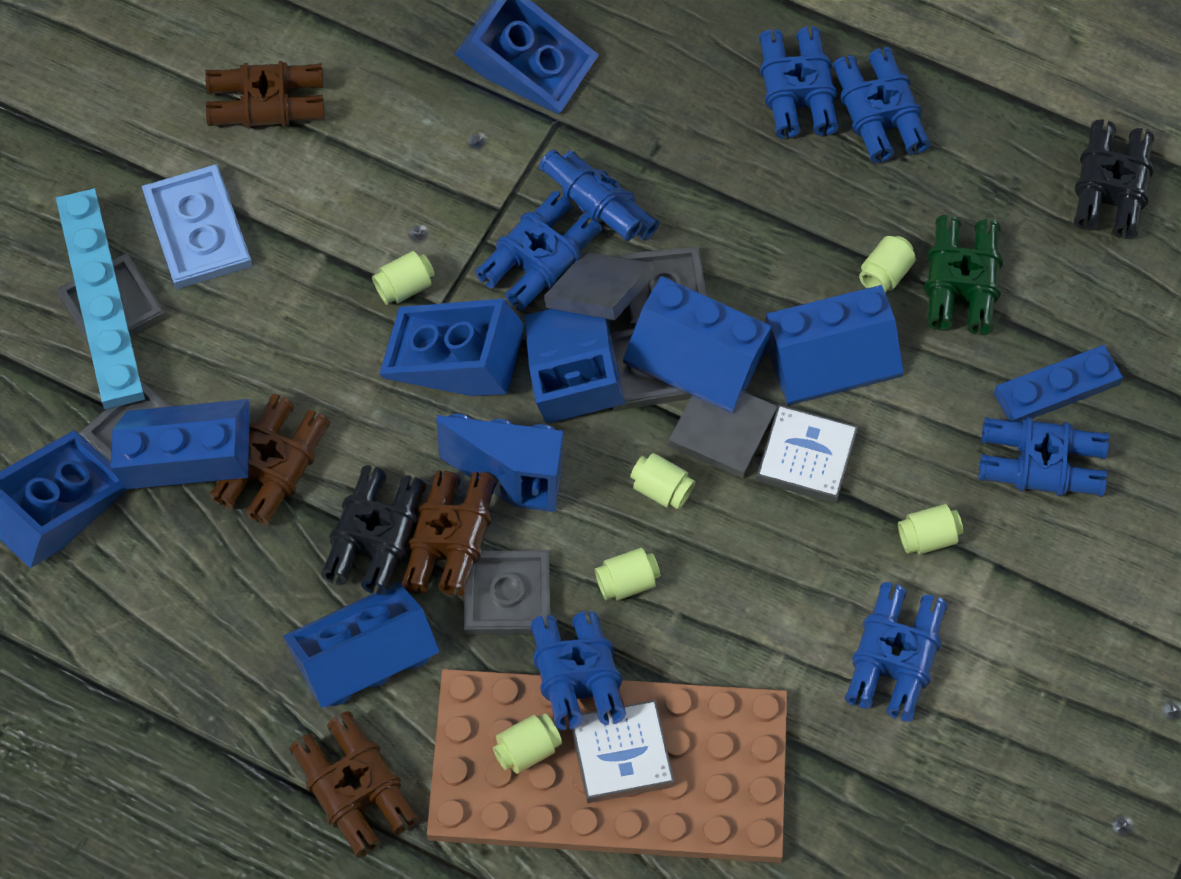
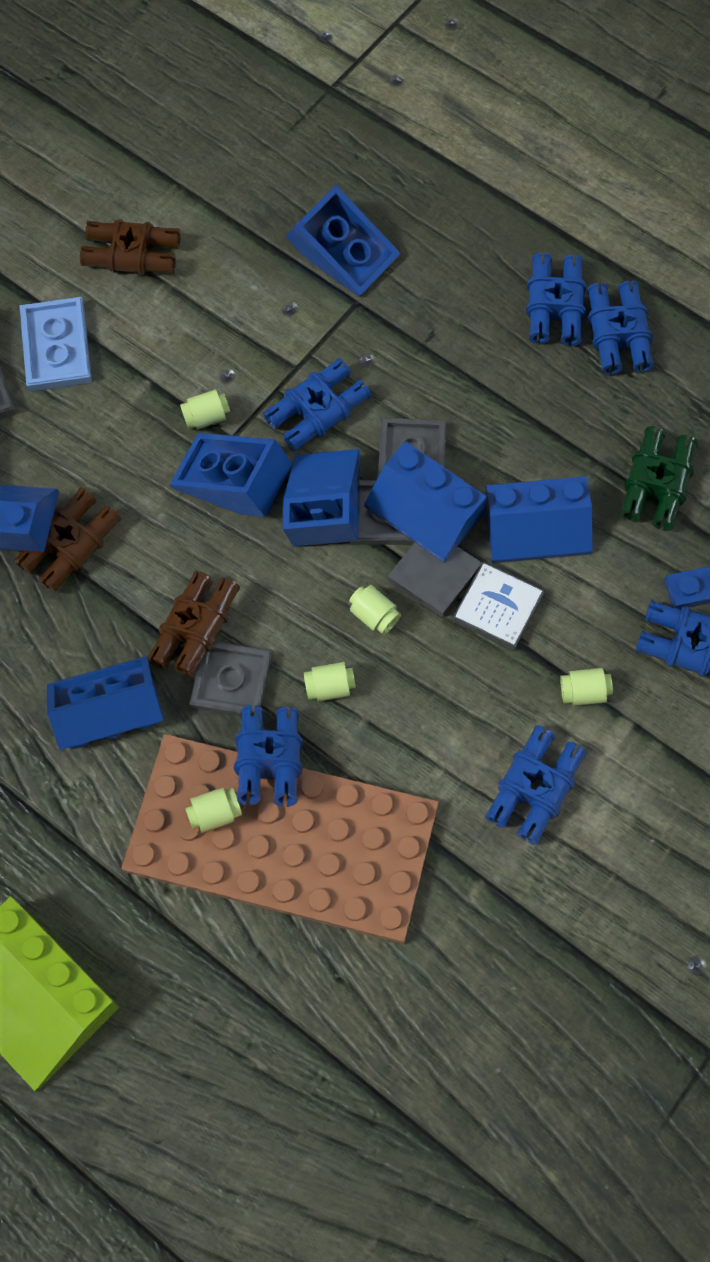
camera: 15 degrees right, 5 degrees up
(341, 801) = (89, 819): reddish brown pin -> none
(373, 530) = (140, 623): black pin -> none
(519, 456) = (265, 575): blue slope -> none
(599, 195) = (373, 367): blue pin -> none
(599, 285) = (357, 440): flat silver tile -> none
(622, 756) = (290, 834): white tile -> none
(887, 263) = (597, 459): yellowish green brick -> none

